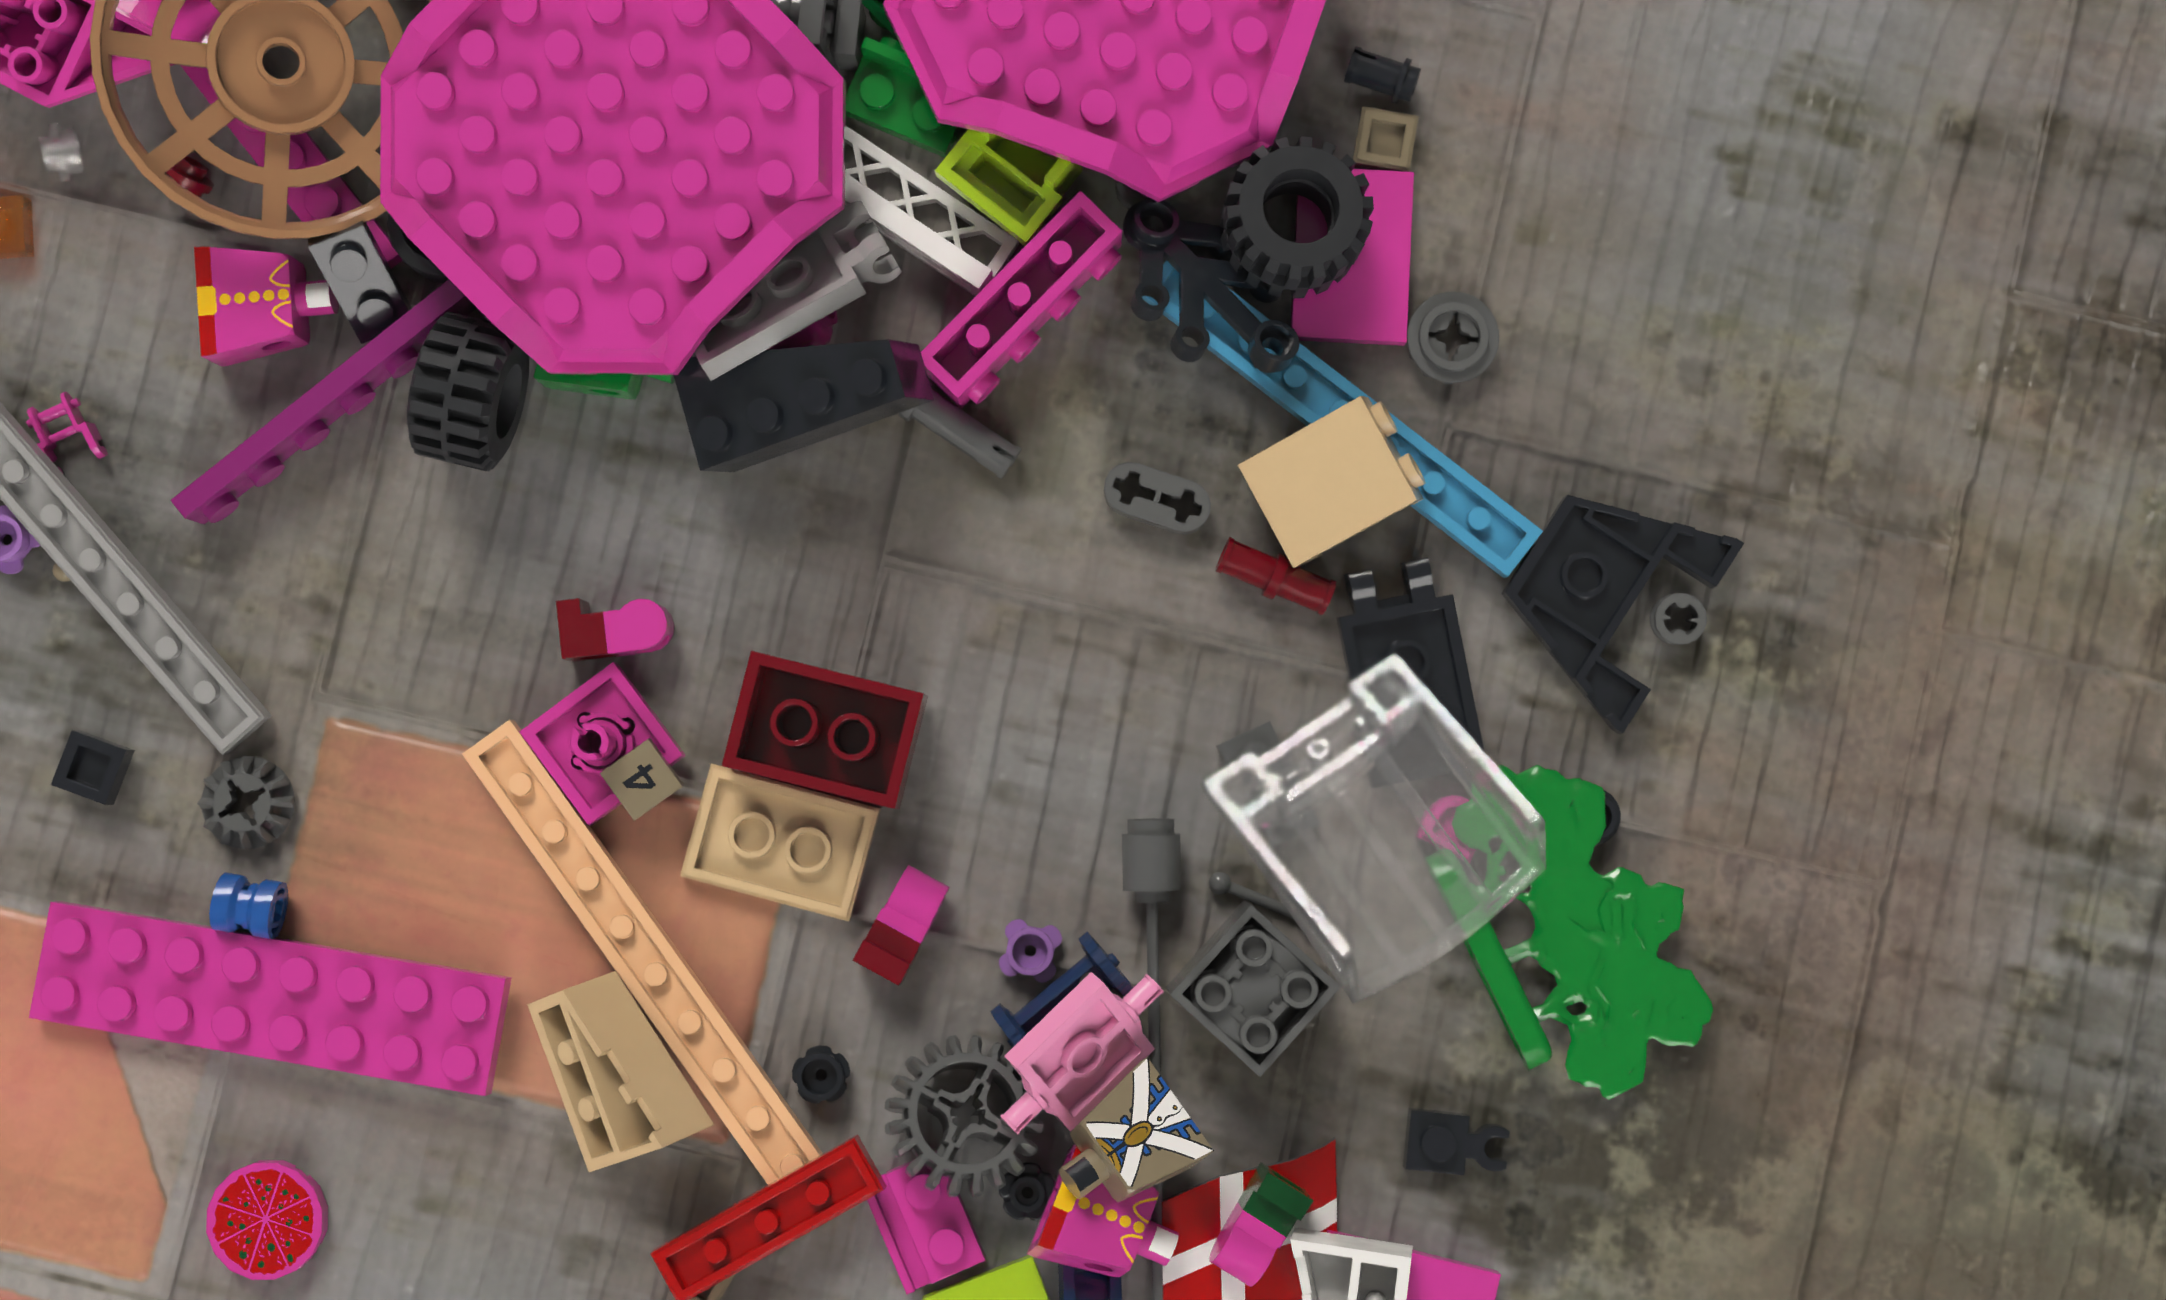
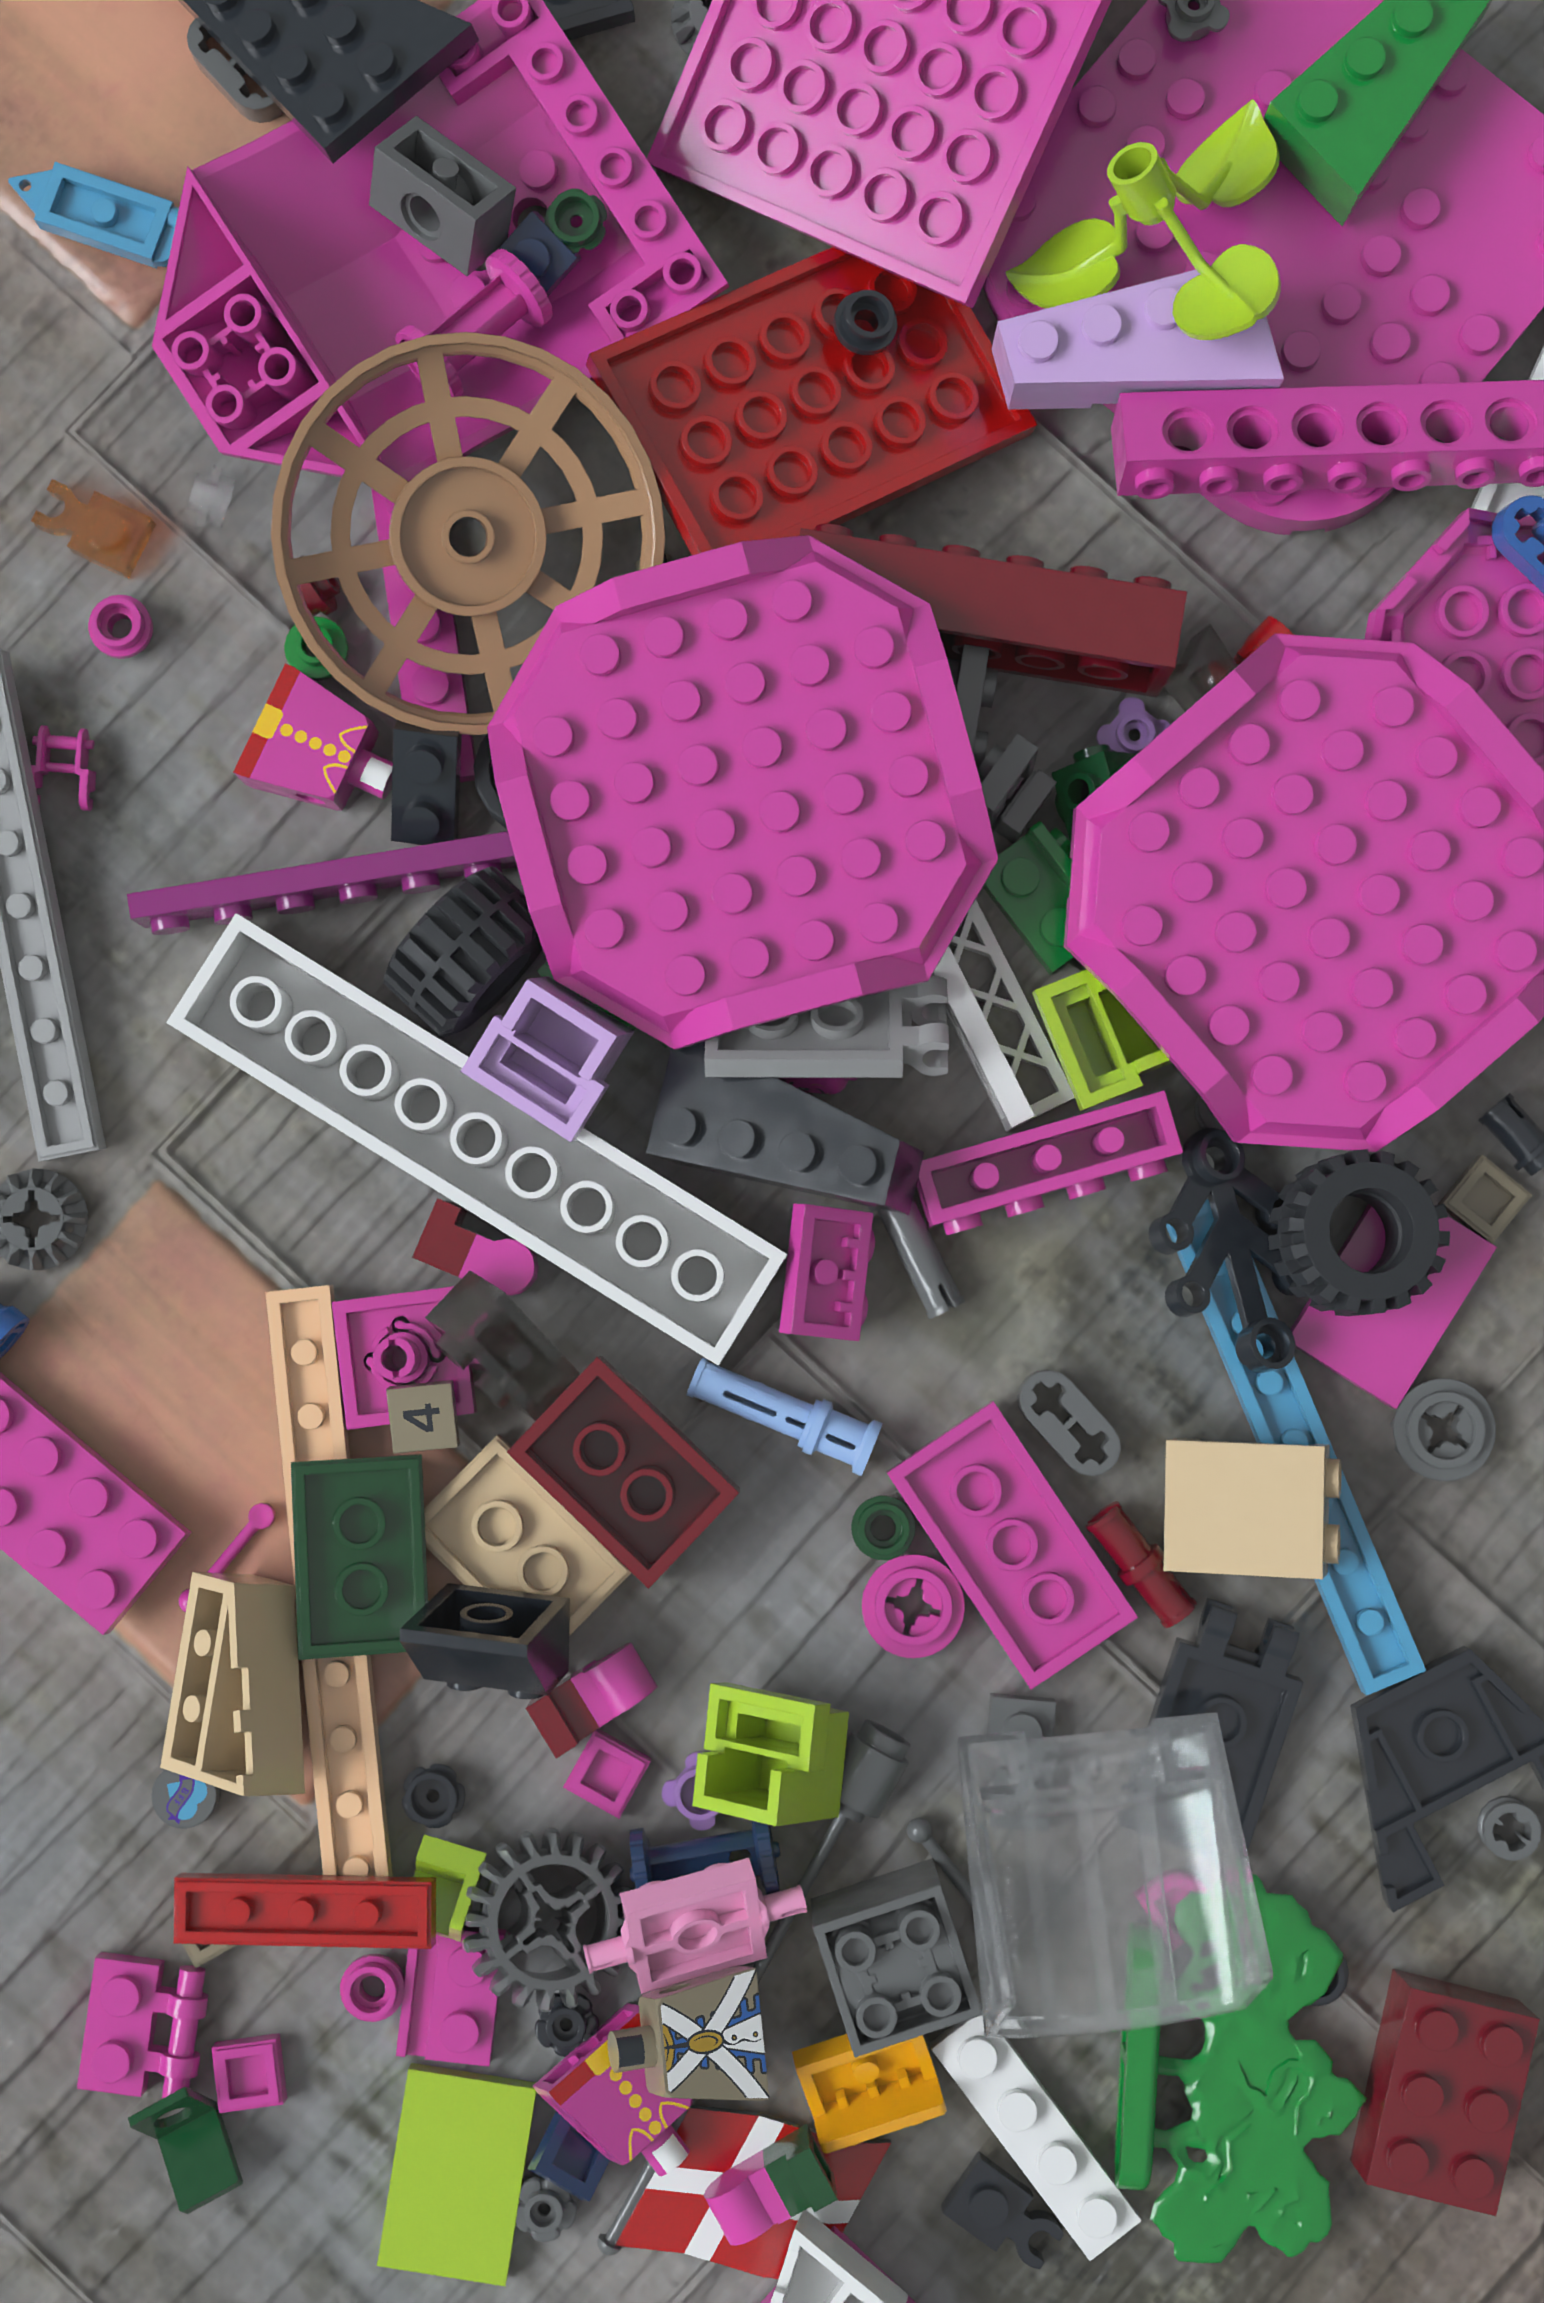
camera: 30 degrees right, 0 degrees up
(31, 293) = (110, 611): none -> dark pink plate
(222, 237) = (308, 665): none -> green plate
(560, 536) = (414, 1107): none -> white brick
(560, 935) = (260, 1517): none -> dark pink hinge
(577, 434) = (549, 1055): none -> lavender plate
(624, 1187) = (183, 1800): none -> dark grey tile
(654, 917) = (357, 1553): none -> dark green tile
(670, 685) = (502, 1345): none -> clear smoke brick
(795, 923) = (491, 1640): none -> black slope
(849, 1268) = (360, 2003): none -> dark pink plate
(859, 626) = (814, 1425): none -> light blue pin
(868, 1119) = (454, 1872): none -> lime panel
(897, 484) = (827, 1272): none -> dark pink bracket
(949, 978) = (607, 1773): none -> dark pink tile
(1057, 644) = (883, 1548): none -> dark green plate
(1066, 884) = (770, 1756): none -> lime plate
(1130, 687) = (928, 1632): none -> dark pink gear
(1165, 617) = (1011, 1544): none -> dark pink plate
(1290, 1102) = (867, 2093): none -> light orange bracket
(1443, 1066) = (1037, 2135): none -> white plate
(1740, 849) = (1444, 2092): none -> dark red brick

